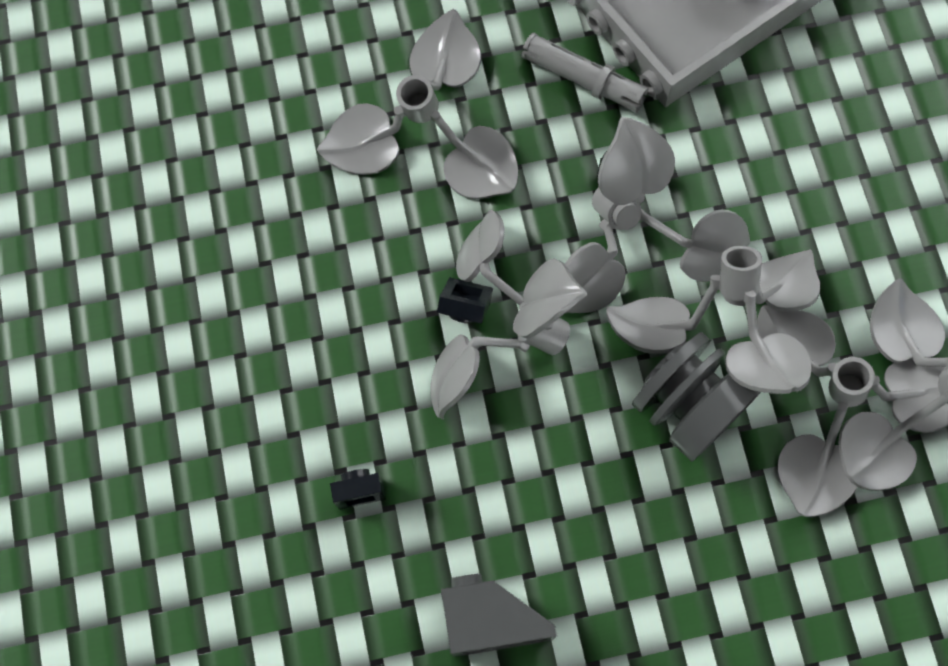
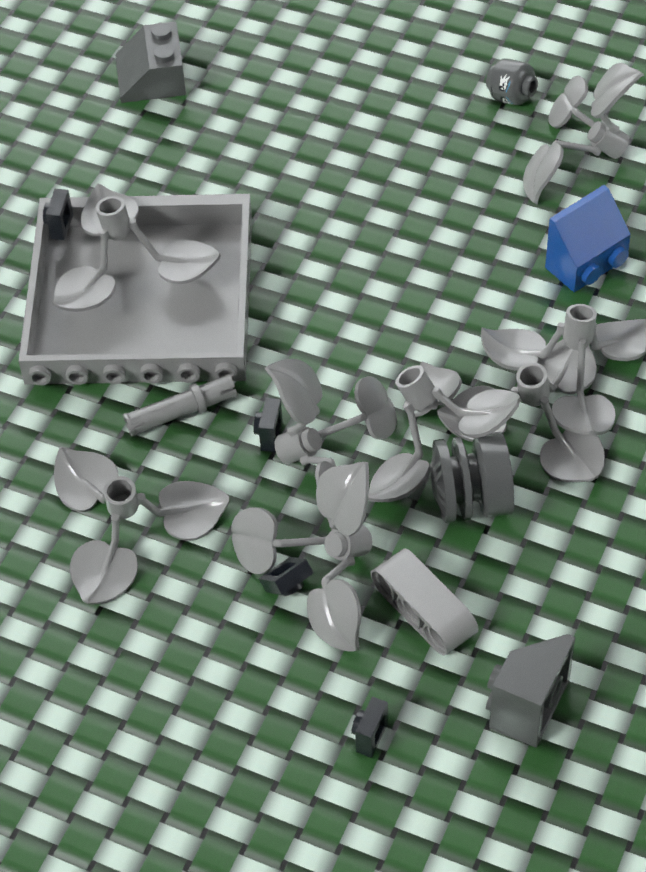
camera: 55 degrees left, 20 degrees down
(529, 445) = (424, 601): none -> light grey beam

